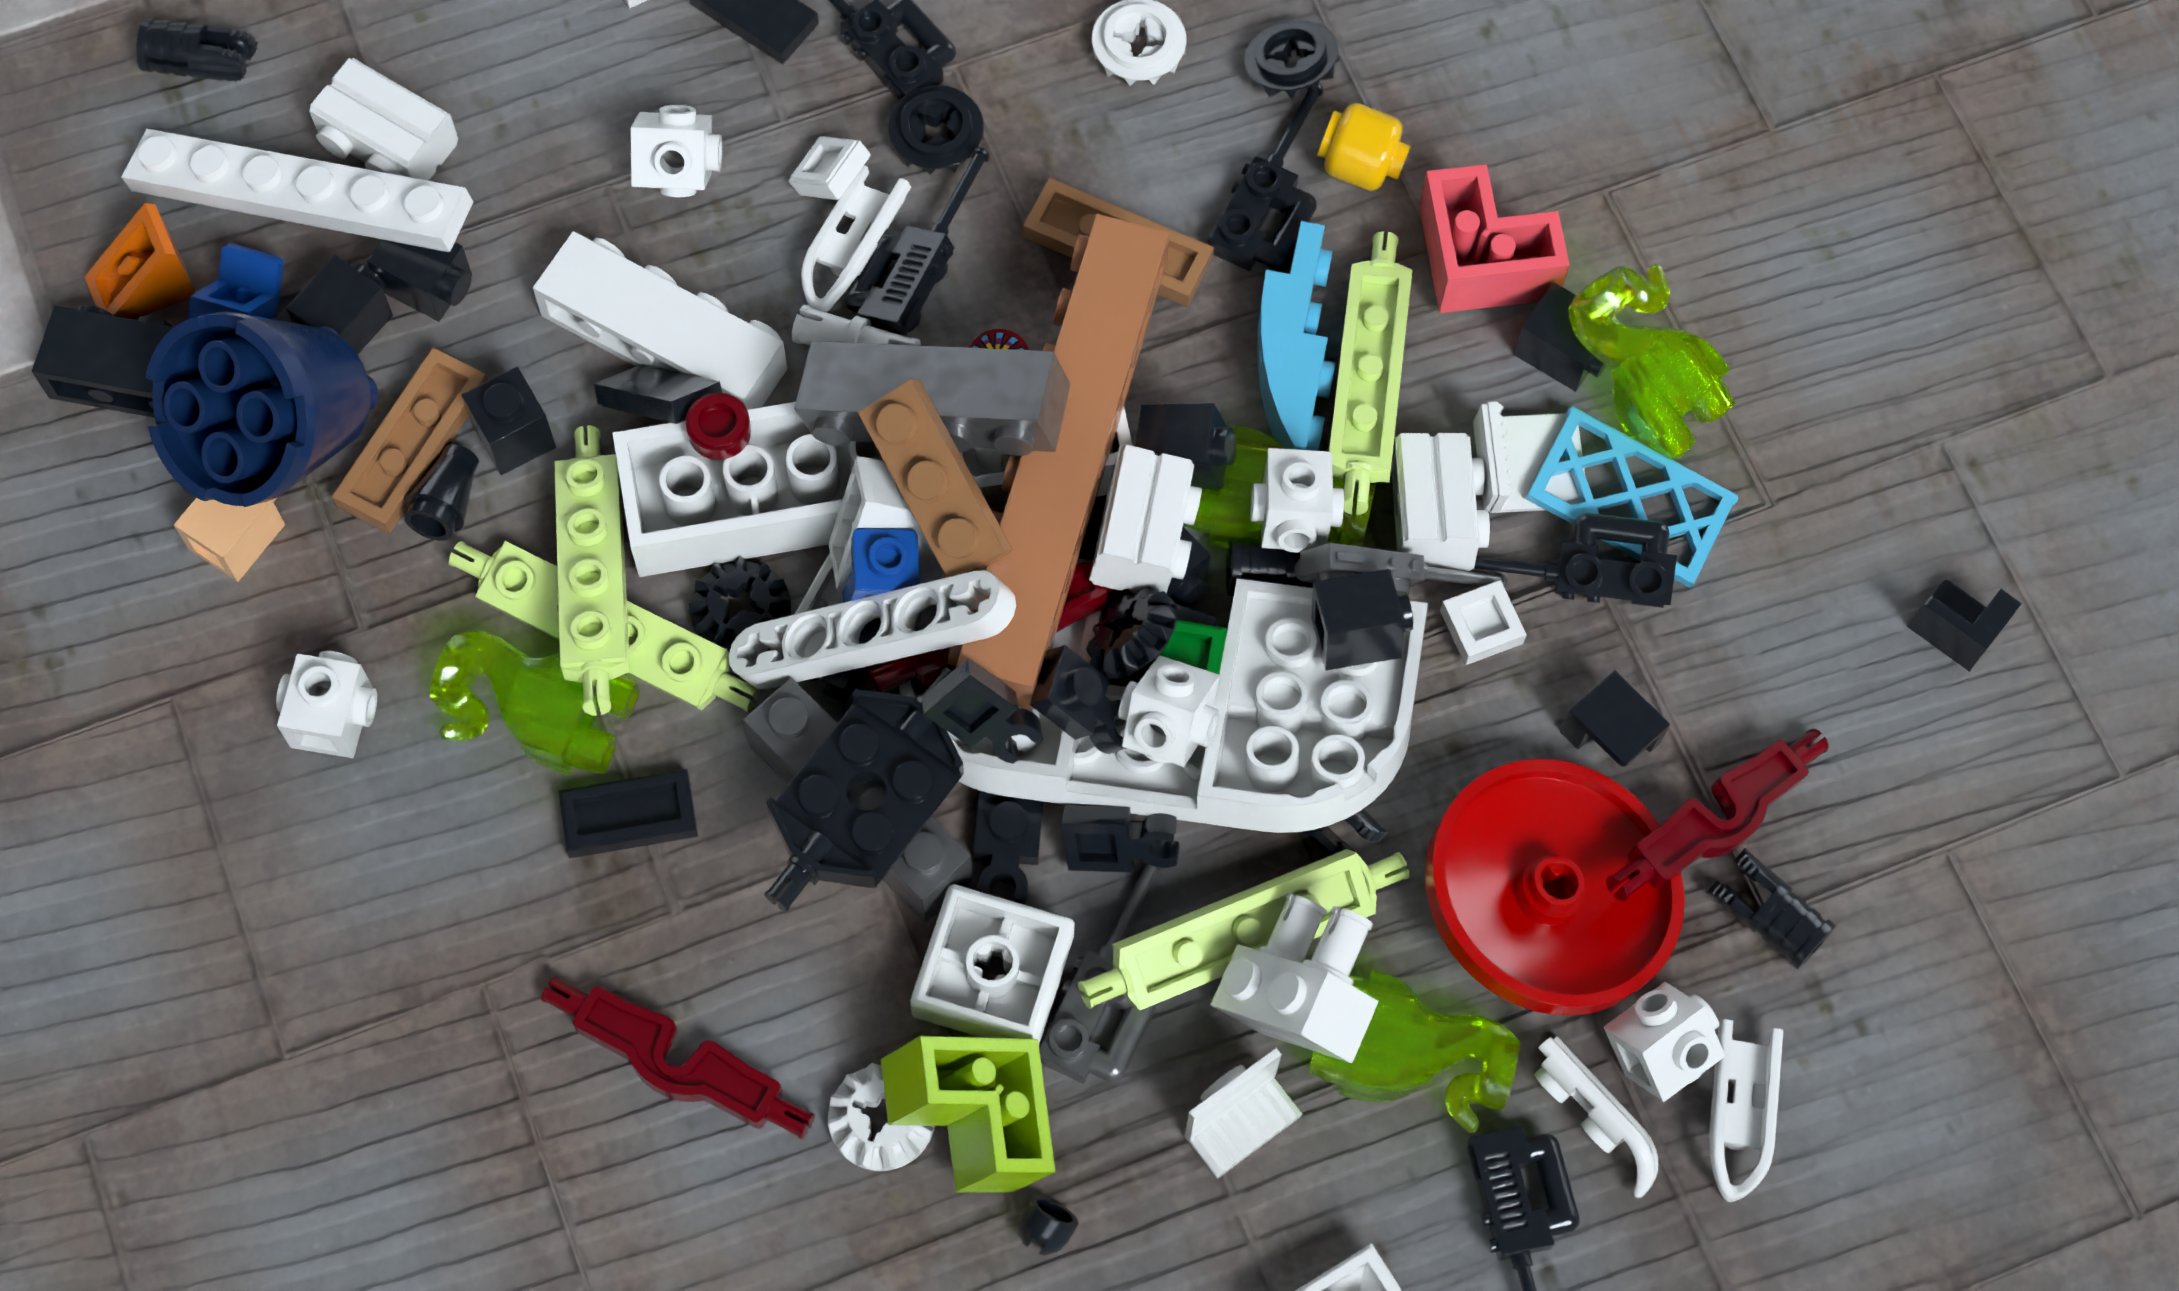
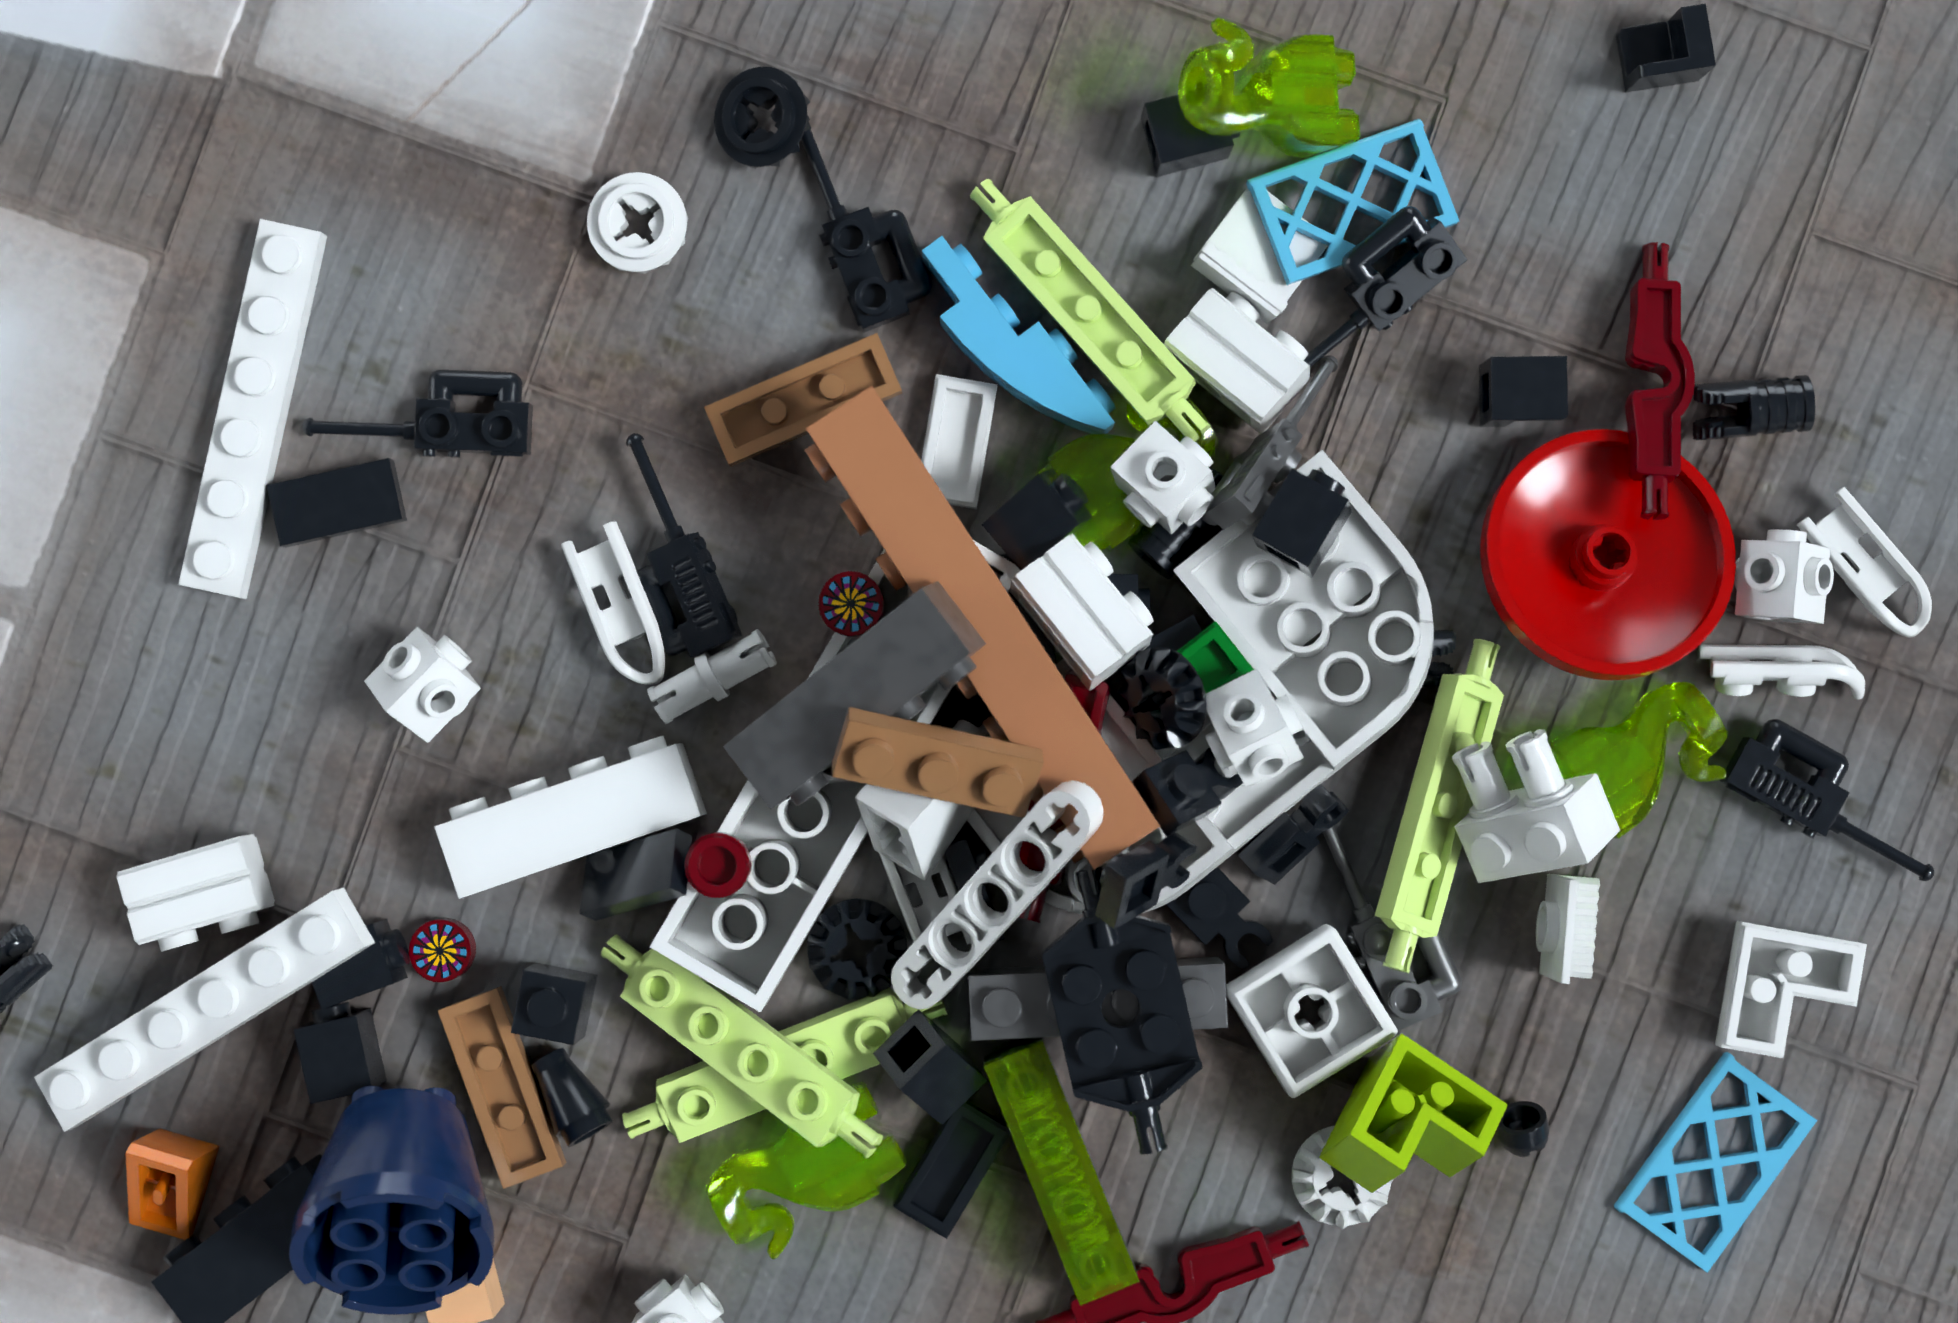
camera: 45 degrees left, 20 degrees up
(245, 284) = (259, 1123): blue bracket -> none
(481, 325) = (442, 950): none -> tile
(694, 719) = (929, 1067): none -> black brick
(696, 884) = (1060, 1169): none -> clear neon green piece
(829, 167) = (541, 569): white tile -> none
(882, 562) = (955, 847): blue bracket -> none
(935, 106) = (553, 435): black gear -> none
(1192, 367) = (958, 437): none -> white tile
(1363, 147) = (892, 136): yellow head -> none
(1482, 257) = (1063, 138): coral brick -> none
(1483, 622) = (1356, 410): white plate -> none

